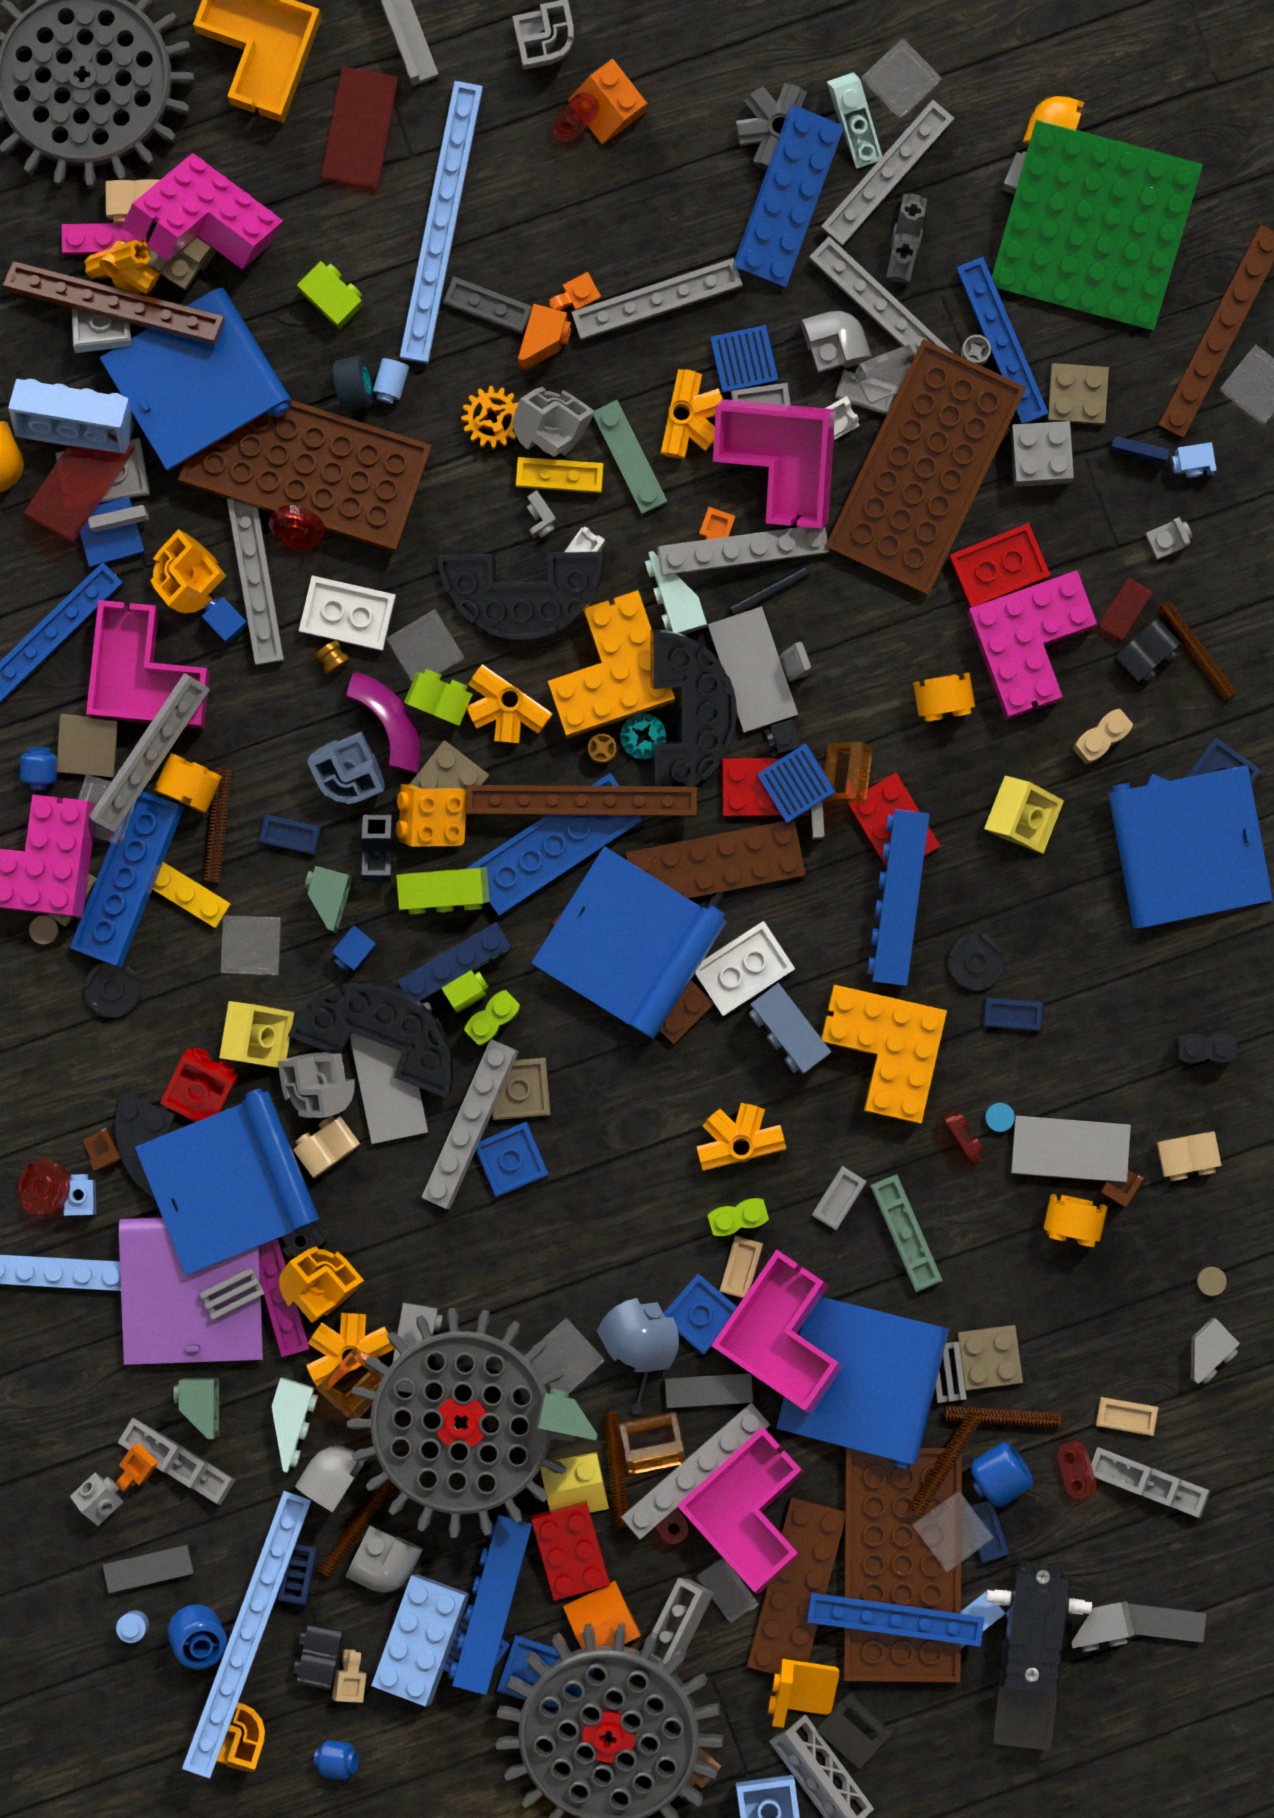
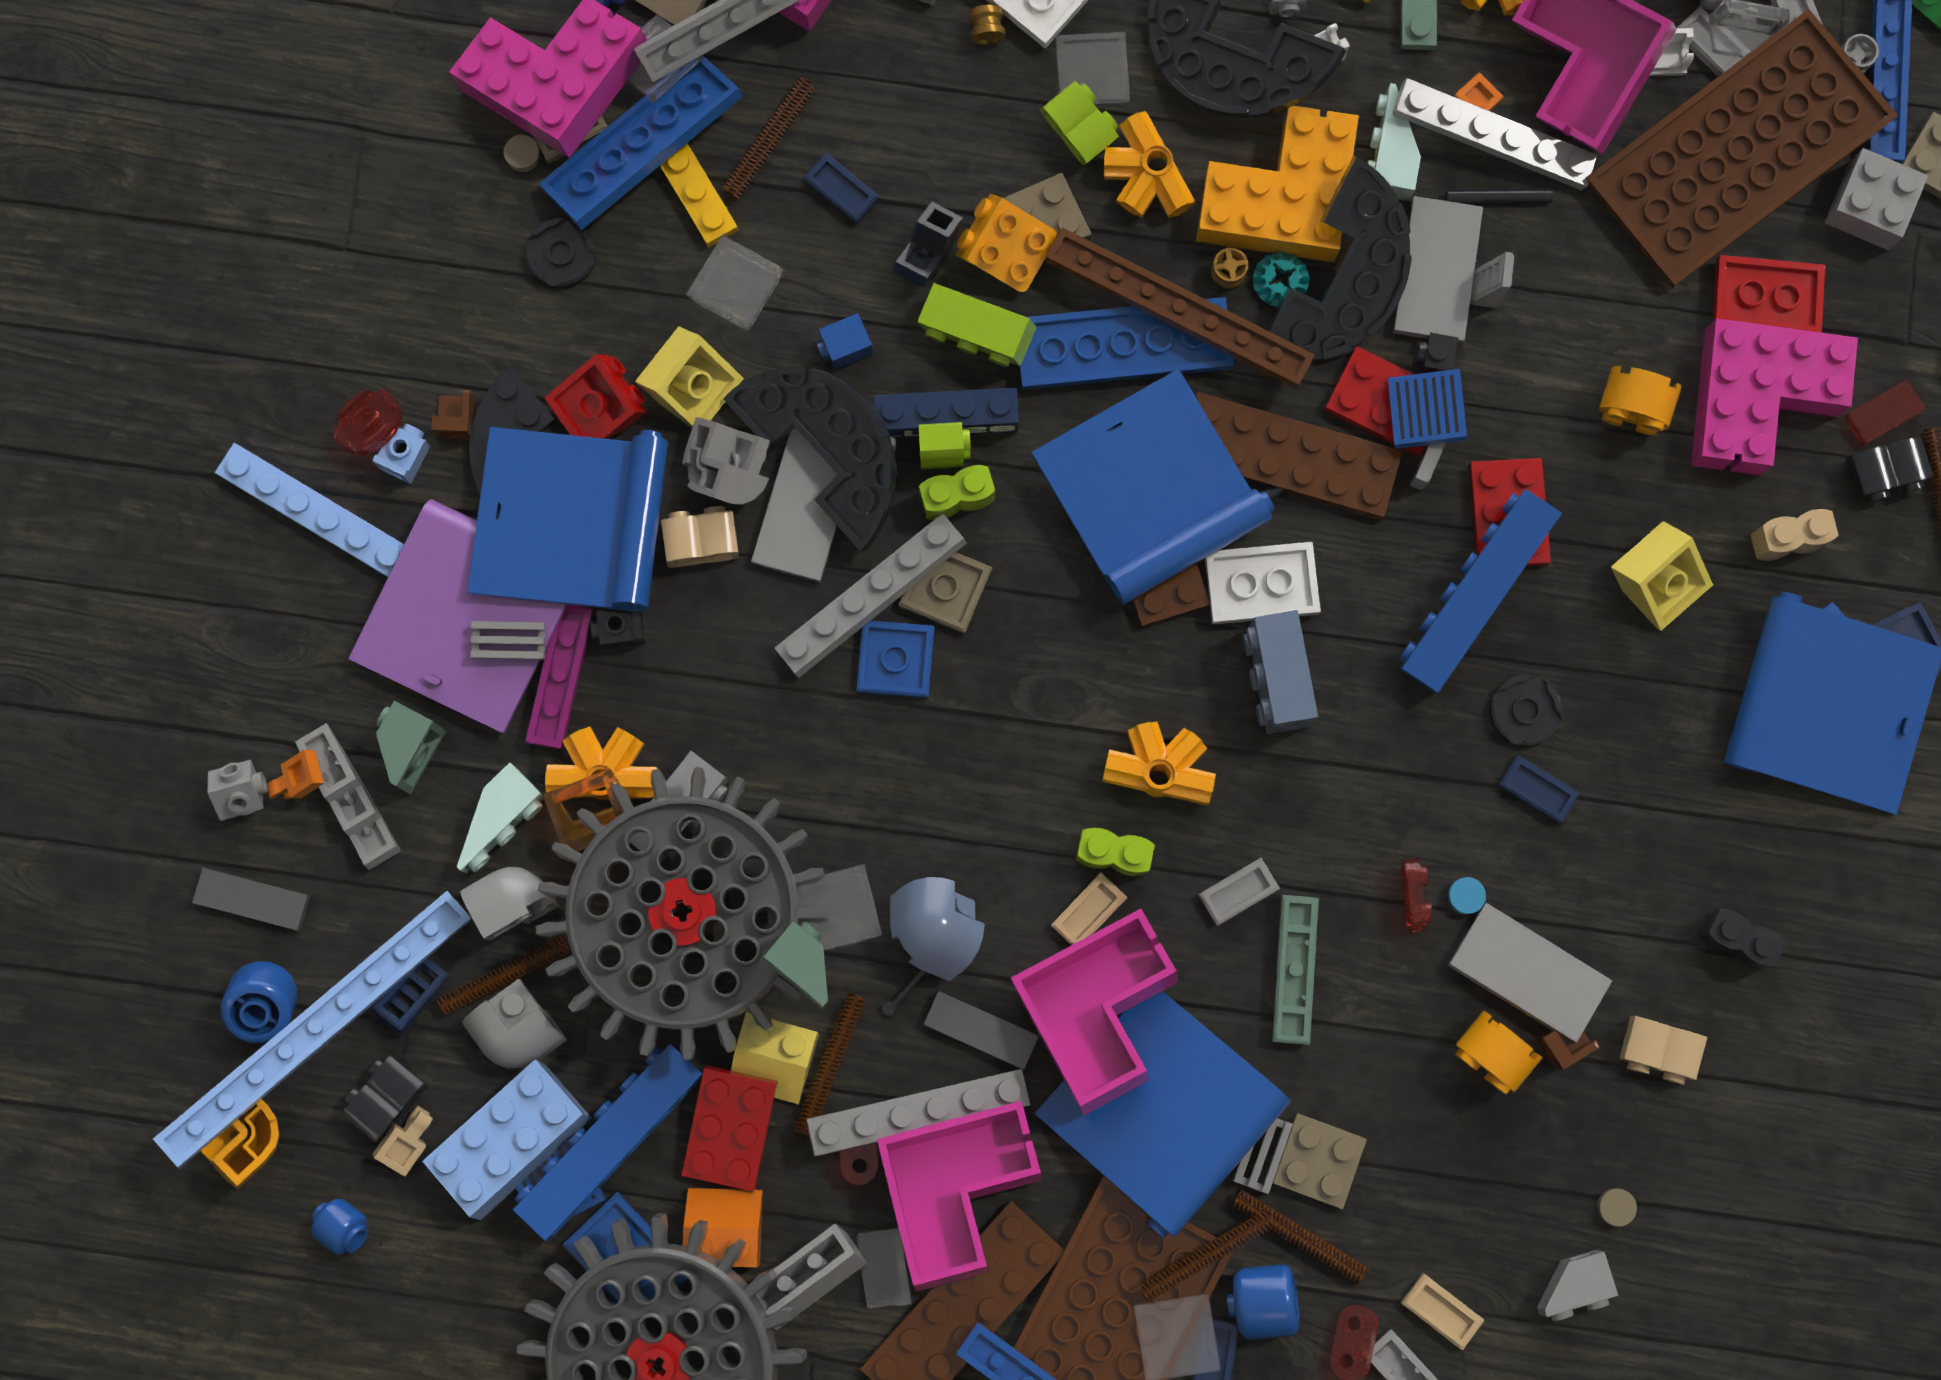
camera: 25 degrees right, 5 degrees down
(132, 1626) = (196, 953): light blue brick -> none
(187, 783) = (760, 72): light orange brick -> none
(318, 1282) = (609, 678): light orange brick -> none
(329, 895) = (851, 266): sand green slope -> none
(347, 770) = (939, 146): sand blue brick -> none
(394, 715) = (1019, 145): magenta brick -> none
(654, 1456) = (880, 1071): clear orange tile -> none
(700, 1313) = (1016, 938): blue tile -> none
(857, 771) = (1499, 435): clear orange tile -> none
(902, 1038) = (1400, 749): light orange piece -> none

